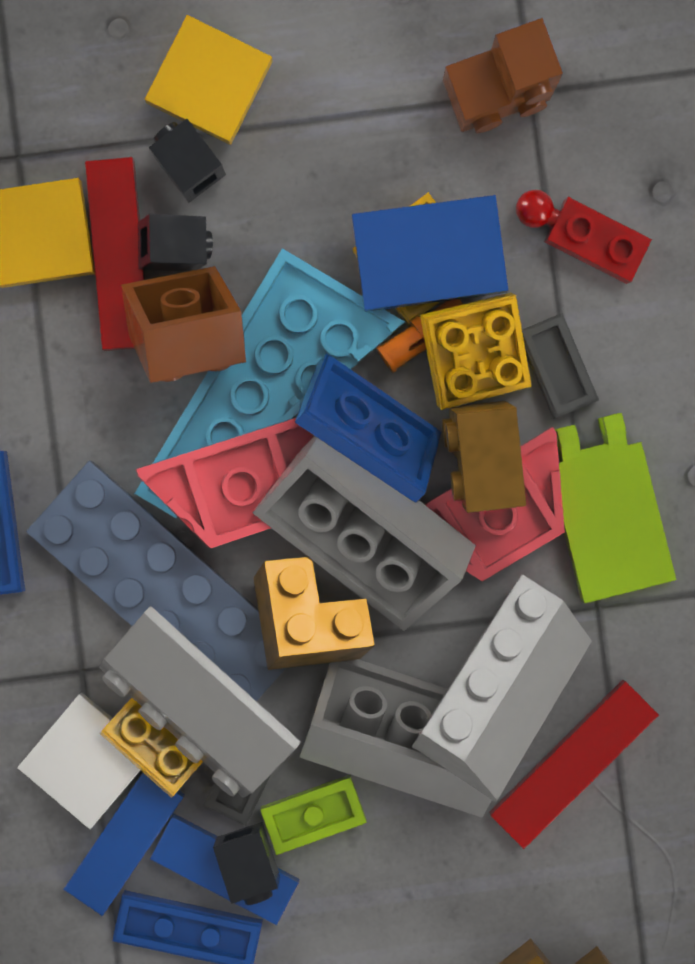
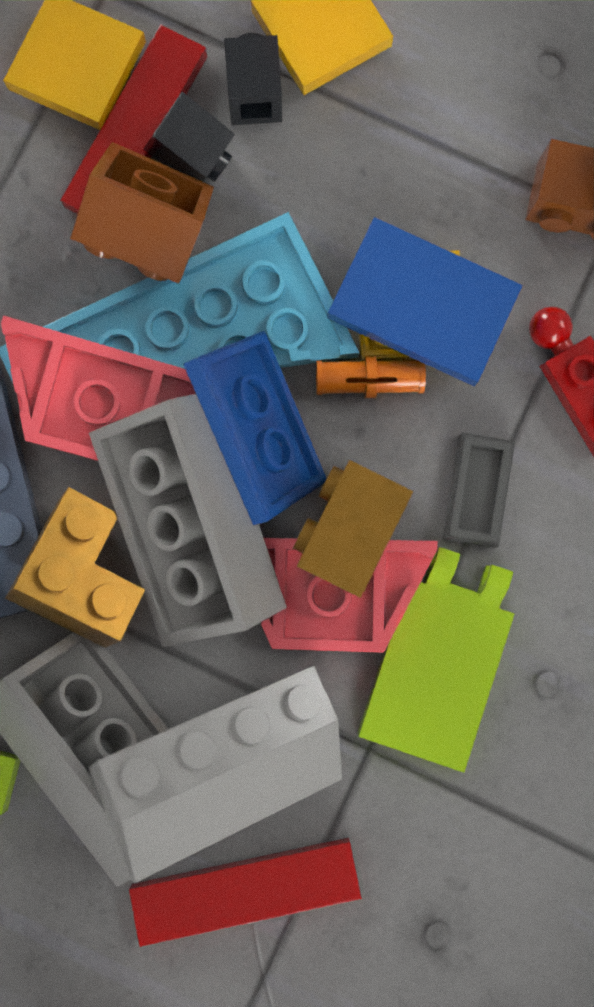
camera: 25 degrees right, 5 degrees down
(476, 350) = (409, 422): yellow tile -> none

